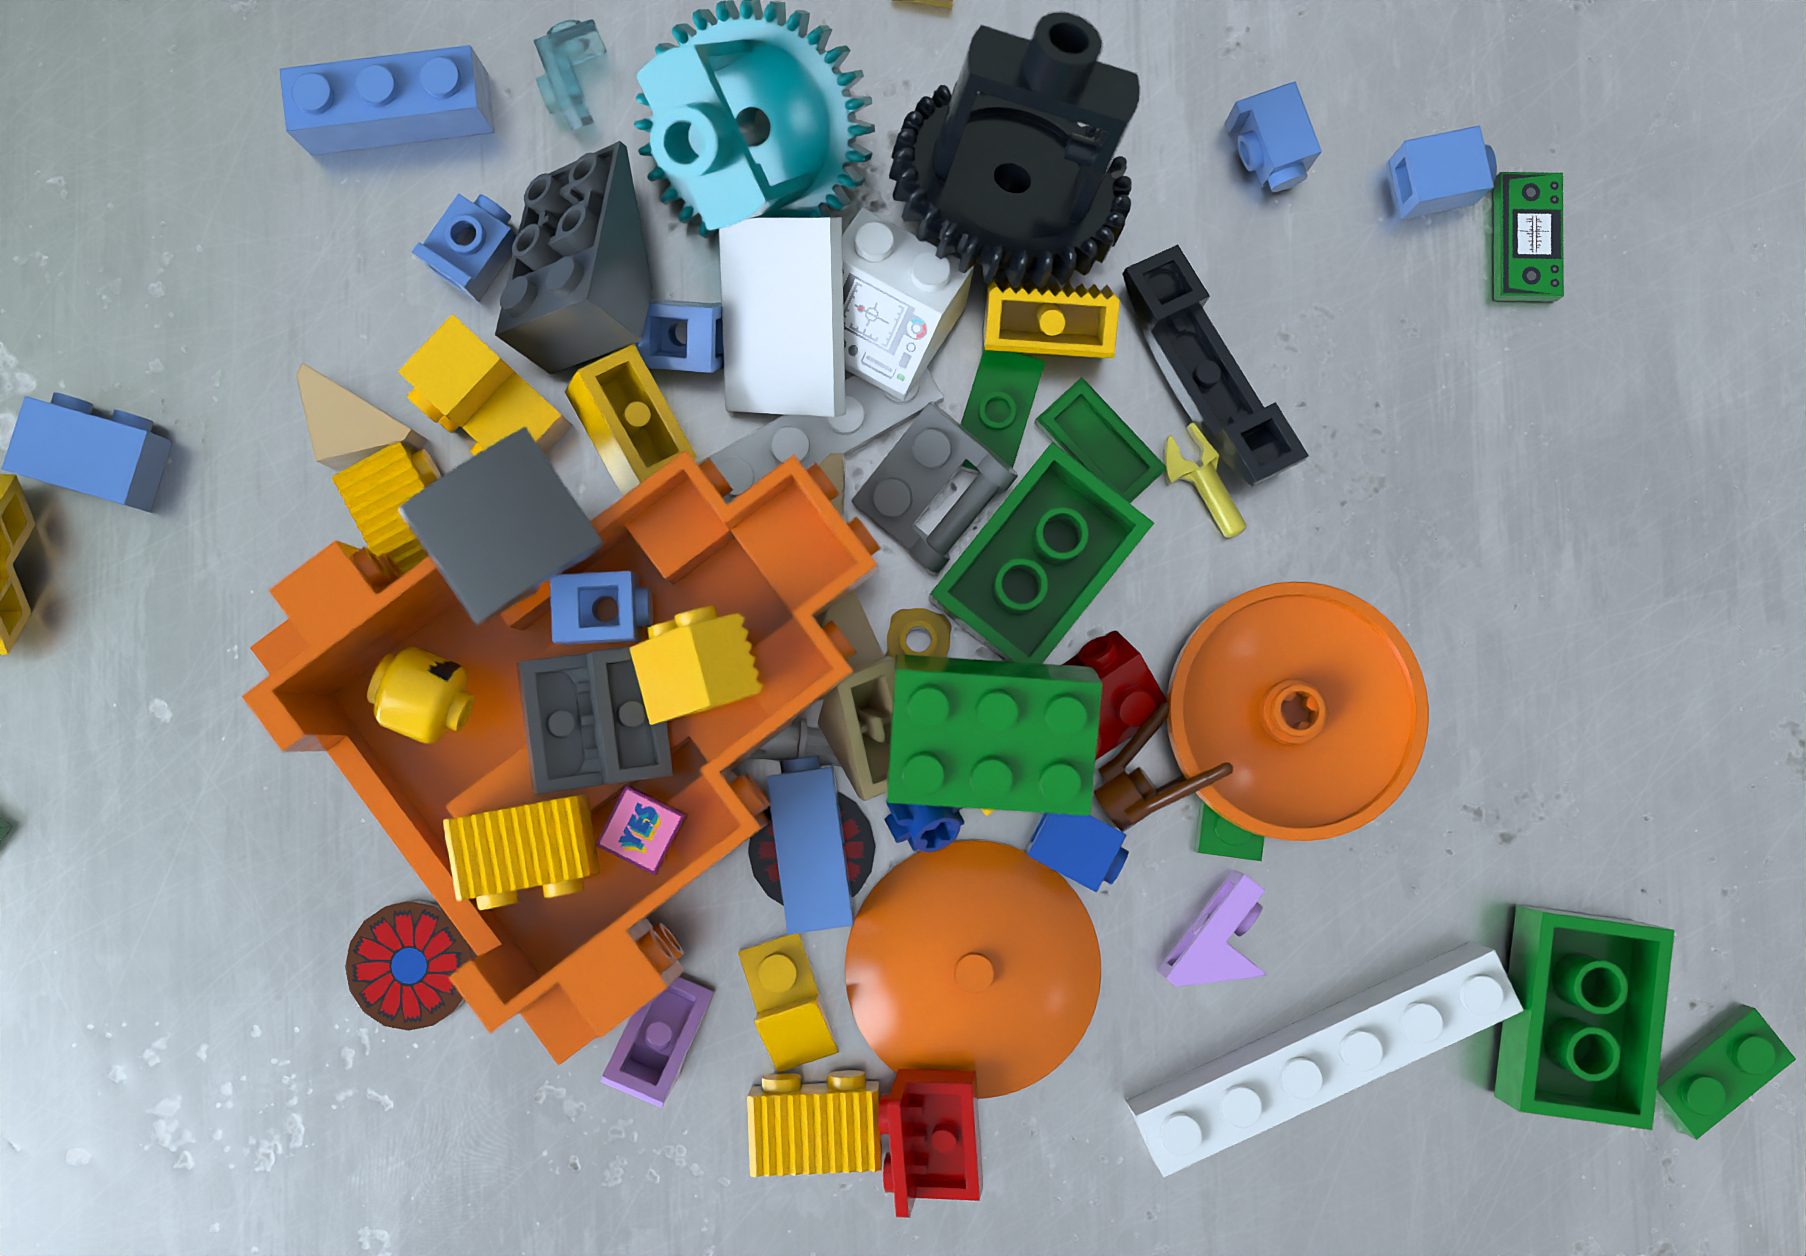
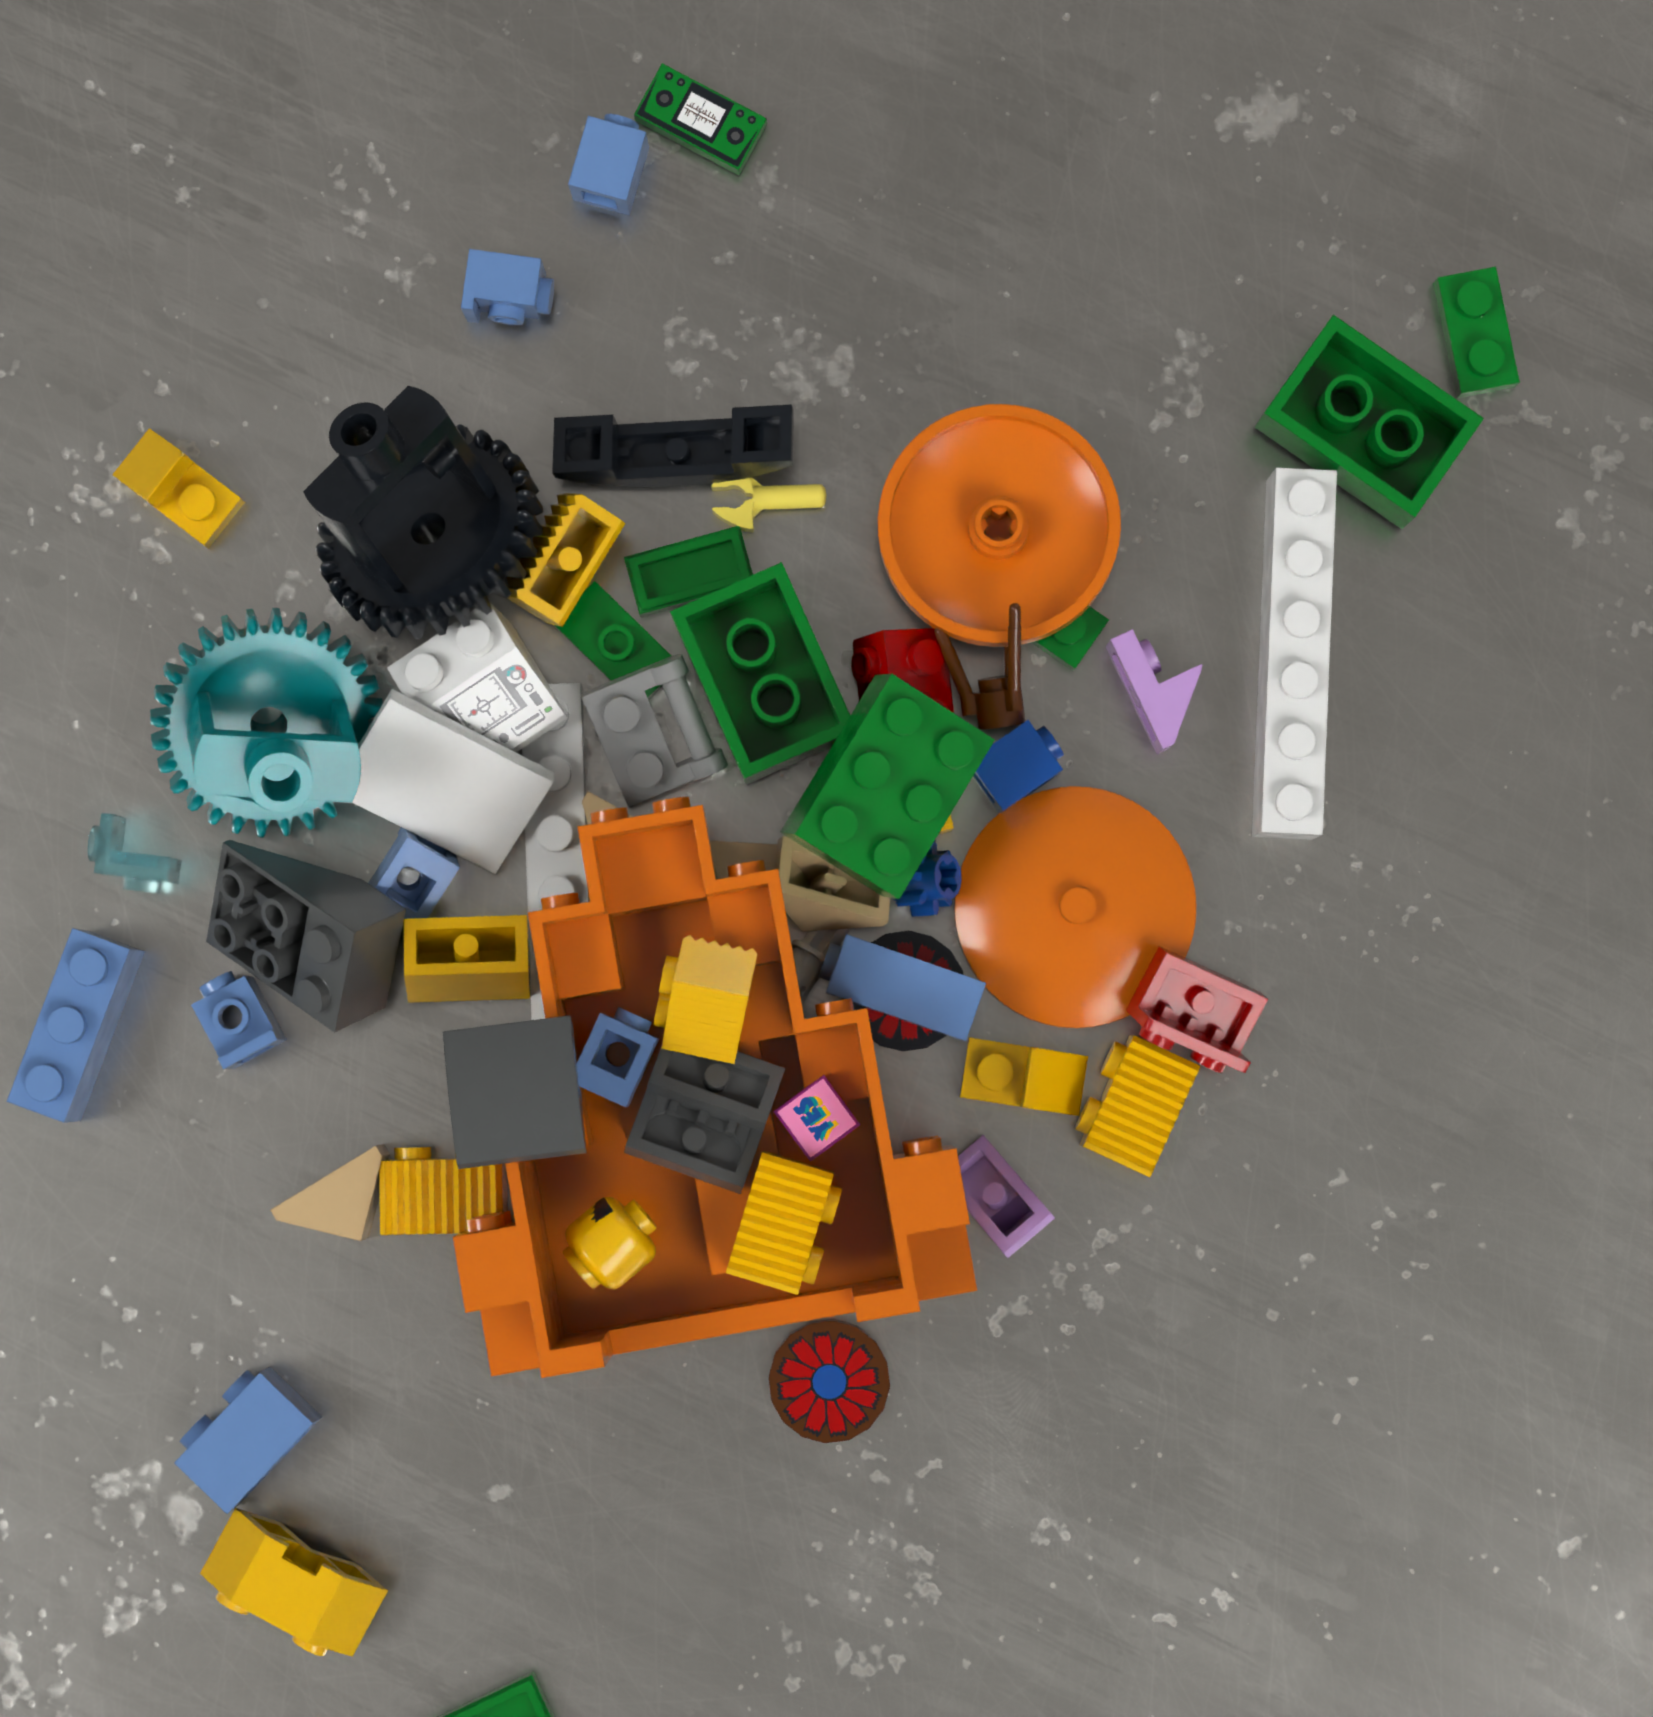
camera: 65 degrees left, 0 degrees up
(471, 387) = (380, 1069): yellow brick -> none
(907, 620) = (769, 790): yellow brick -> none

